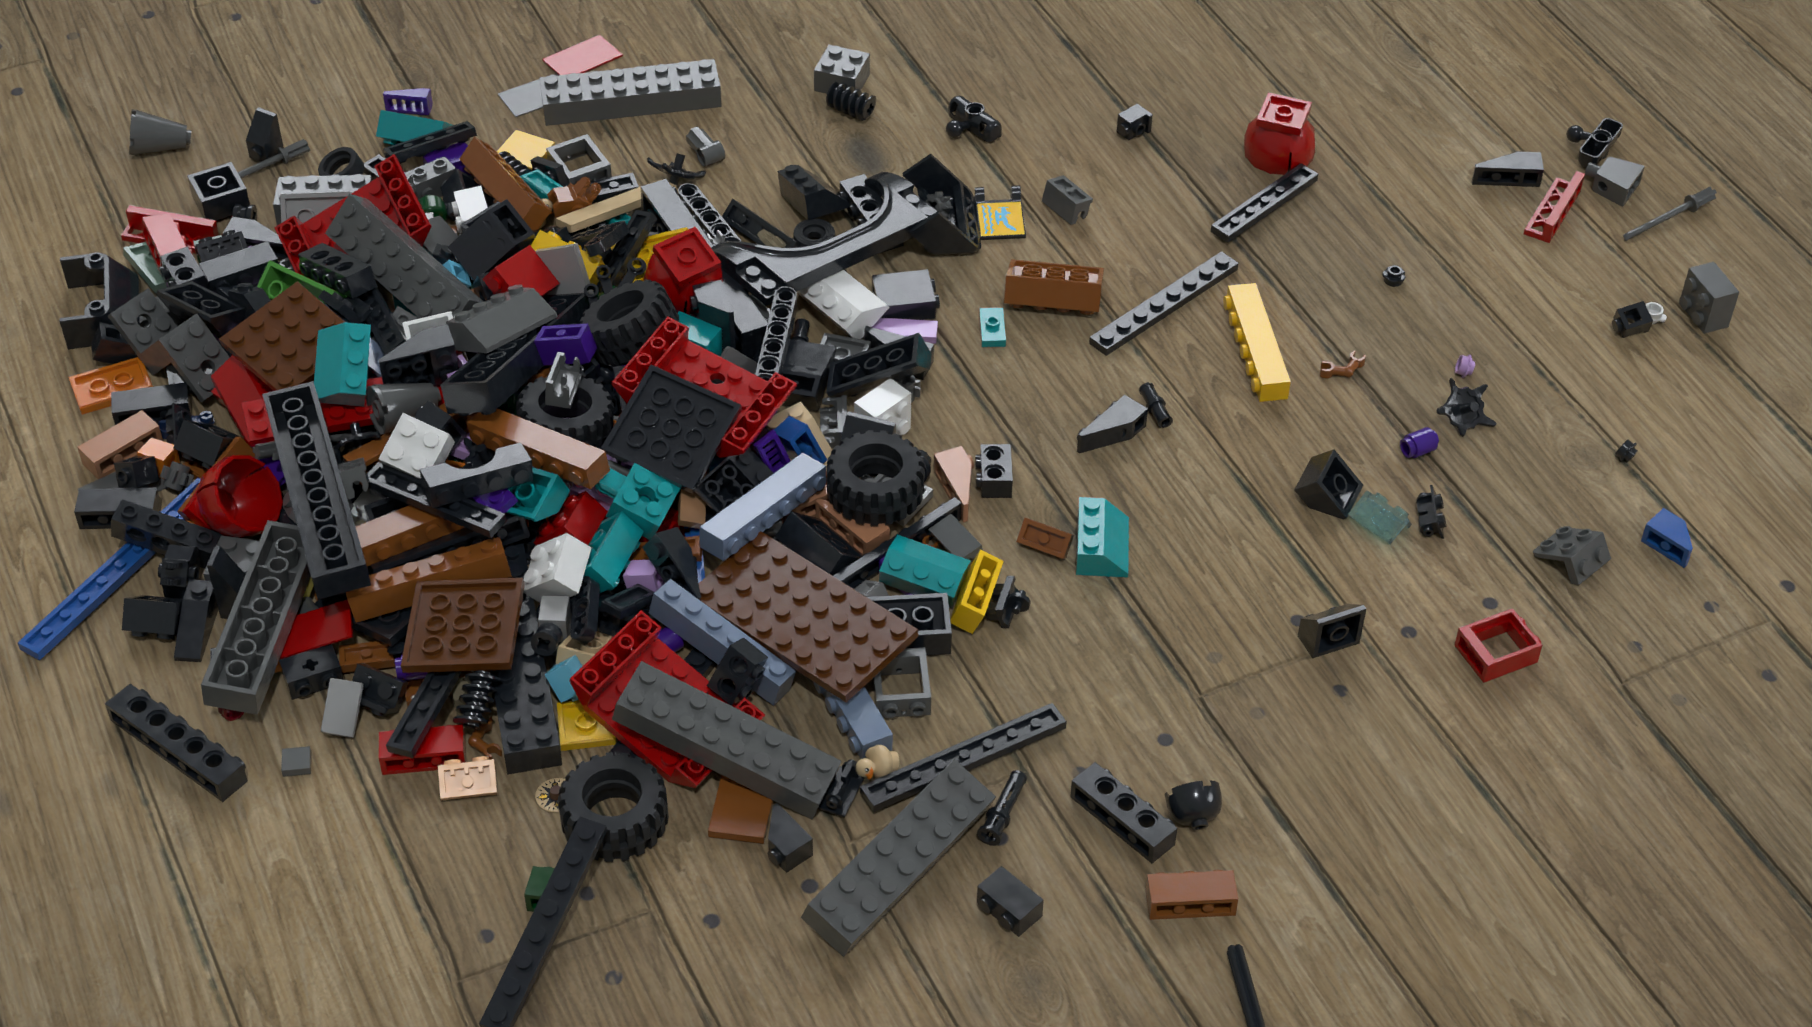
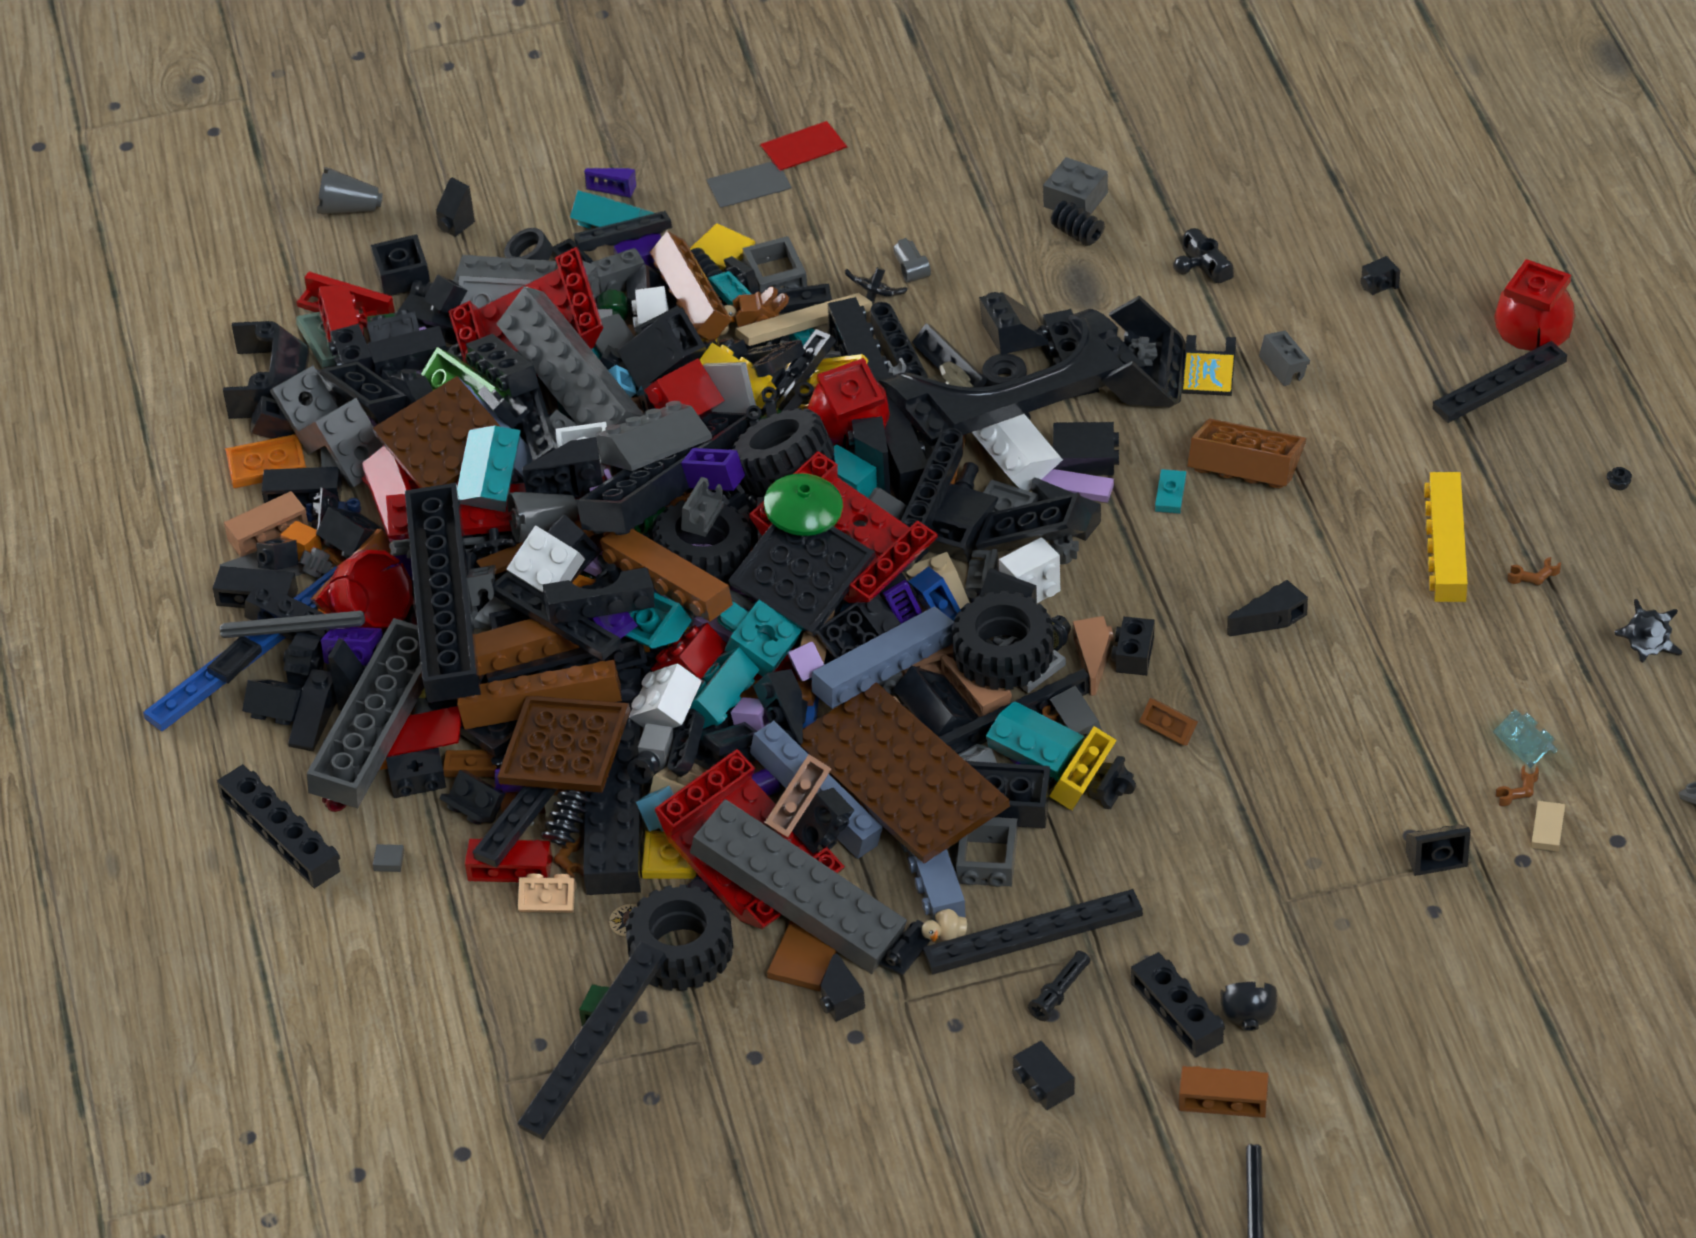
camera: 15 degrees right, 0 degrees up
(106, 579) = (234, 659): none -> black tile
(163, 537) = (292, 624): none -> dark grey axle
(236, 545) = (359, 639): none -> dark purple bracket
(268, 213) = (444, 295): none -> black brick
(284, 154) = (474, 228): dark grey piece -> none
(342, 708) = (438, 811): light grey slope -> none
(630, 92) = (844, 191): dark grey brick -> none
(664, 367) = (803, 504): none -> green dish
(689, 517) = (805, 660): none -> lavender panel
(710, 649) = (797, 796): none -> nougat brick
(897, 858) = (944, 1019): dark grey brick -> none
(1101, 539) = (1226, 728): teal slope -> none
(1155, 405) = (1320, 593): black pin -> none
(1163, 303) = (1360, 483): plate -> none
(1329, 485) = (1480, 699): black slope -> none
(1393, 566) = (1517, 793): none -> dark orange arm
(1419, 443) = (1590, 664): dark purple brick -> none
(1424, 596) = (1548, 826): none -> tan tile
(1434, 520) = (1582, 734): black hinge -> none
(1464, 366) = (1666, 586): lavender plate -> none
(1478, 657) = (1606, 865): red window -> none

